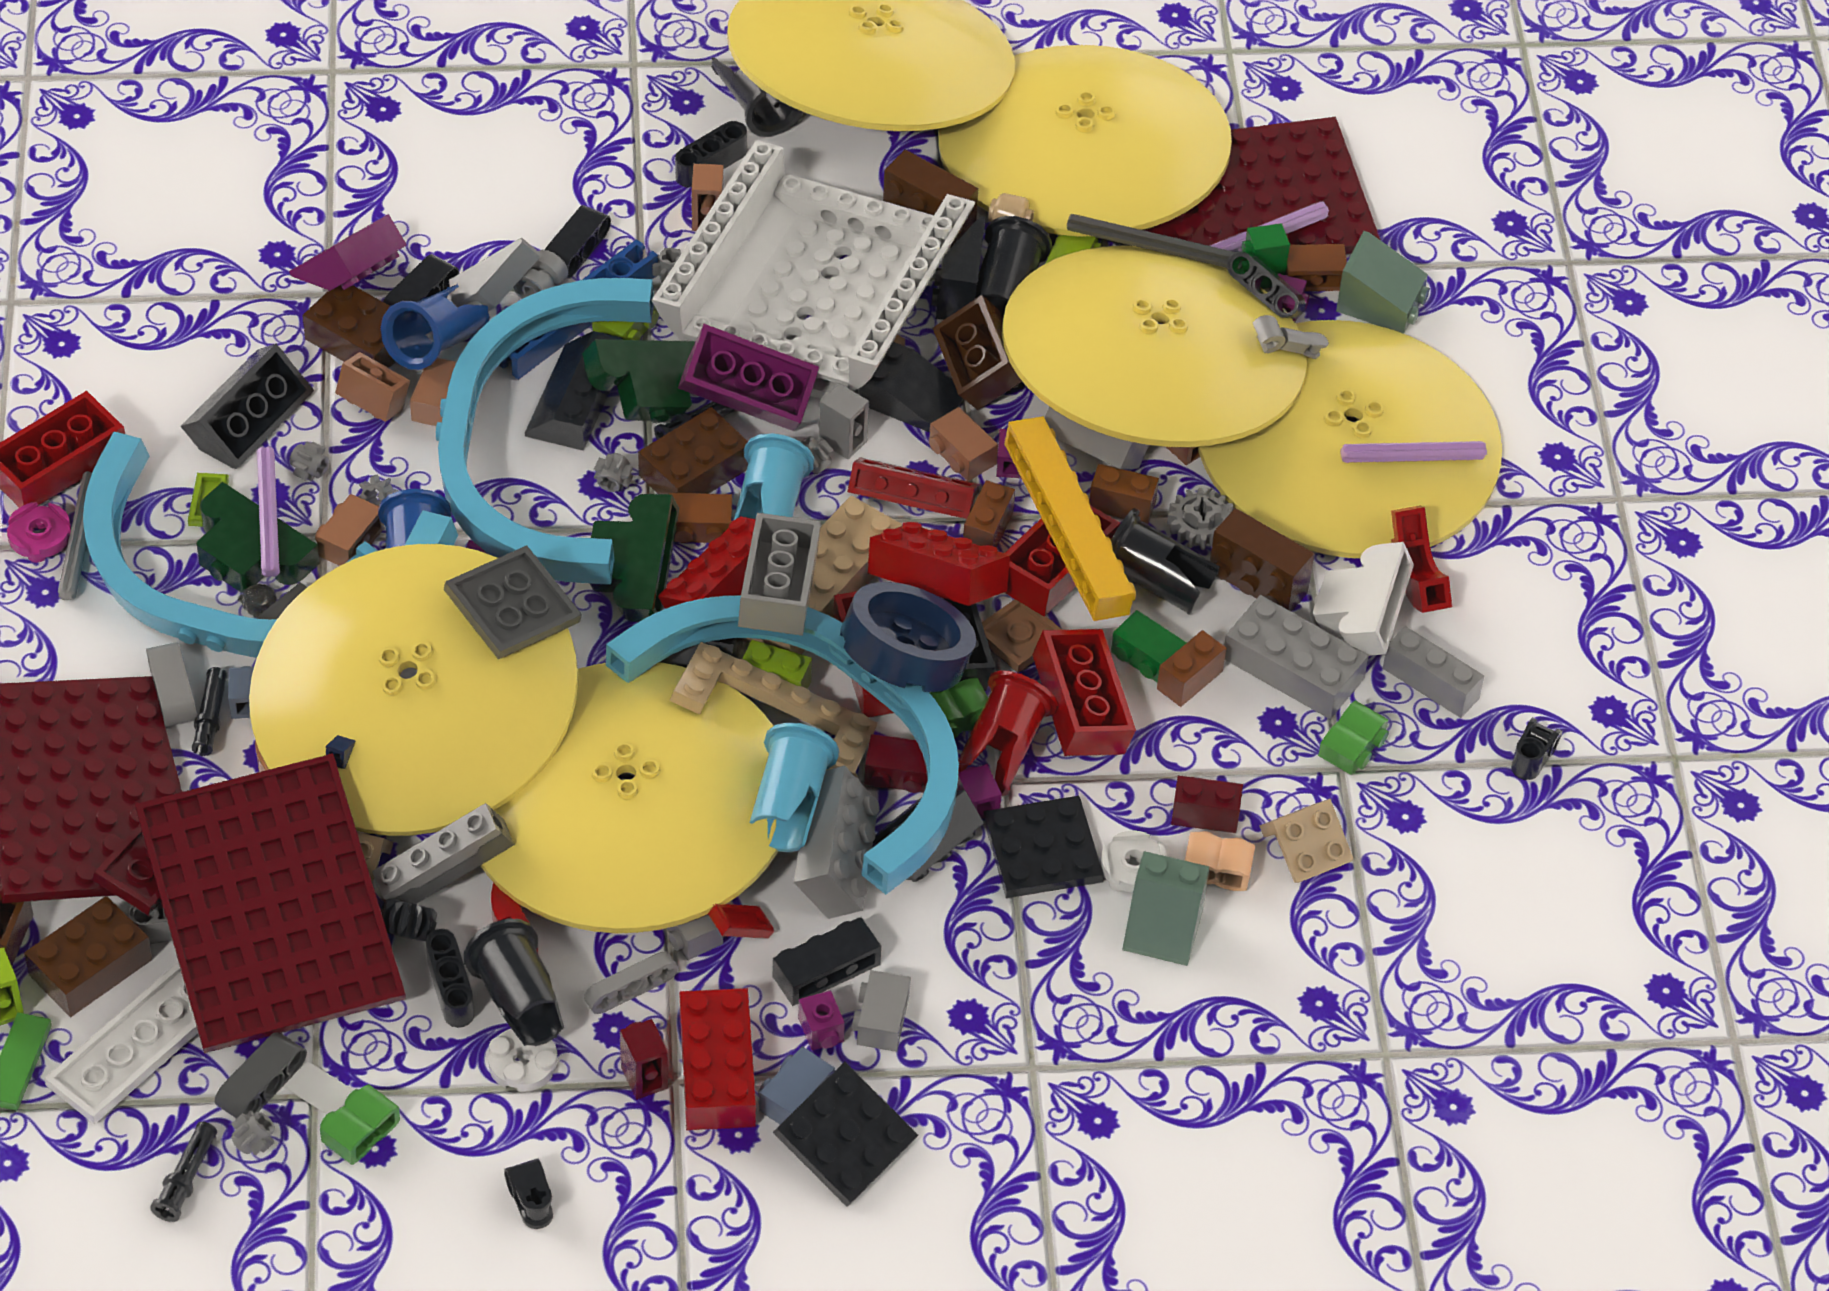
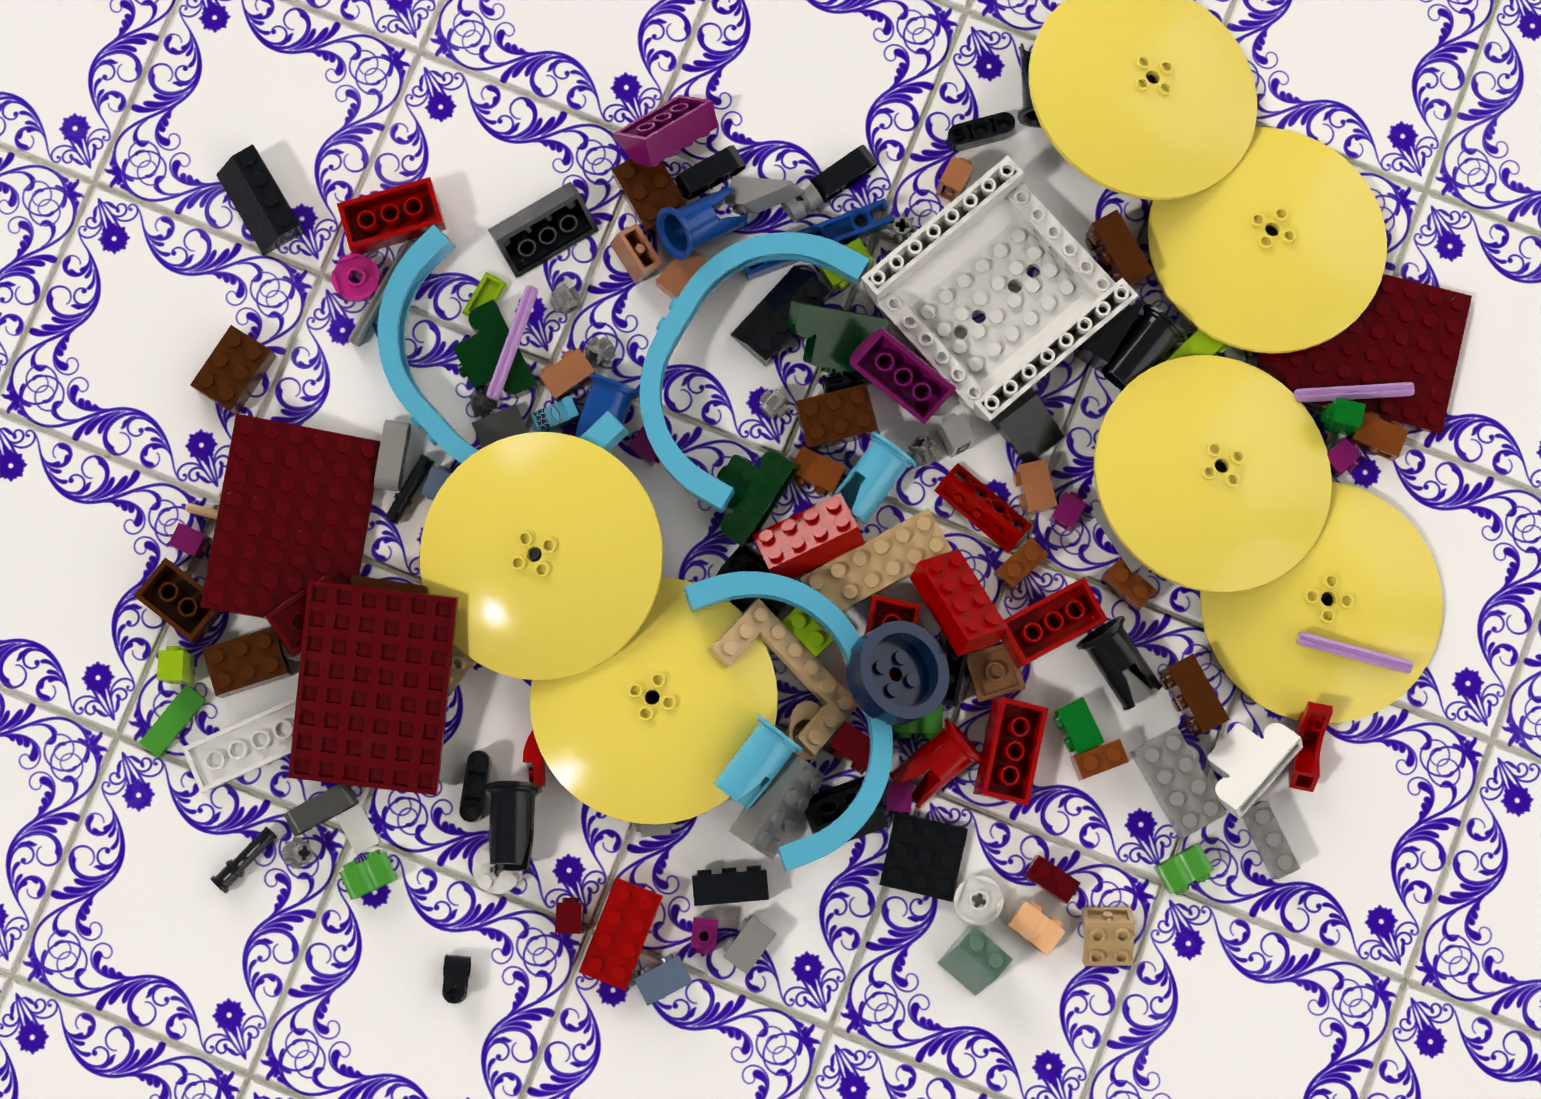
camera: 25 degrees right, 30 degrees up
(341, 749) = (465, 592): dark blue piece -> none
(408, 919) = (464, 732): black gear -> none
(444, 856) = (505, 699): light grey piece -> none
(512, 602) = (627, 535): dark grey plate -> none
(630, 982) = (593, 844): light grey beam -> none
(741, 921) = (686, 832): red tile -> none
(779, 574) = (829, 584): light grey brick -> none
(845, 1134) = (677, 1032): black plate -> none
(976, 352) = (1080, 413): reddish brown brick -> none
(1010, 205) = (1169, 299): tan head -> none
(1069, 519) = (1068, 609): yellow brick -> none
(1149, 240) = (1263, 373): dark grey axle -> none
(1197, 516) = (1184, 635): light grey gear -> none
(1252, 281) = (1327, 441): black beam -> none
(1274, 338) = (1300, 515): light grey piece -> none
(1381, 286) = (1418, 481): sand green slope -> none
(1534, 749) = (1312, 932): black piece -> none

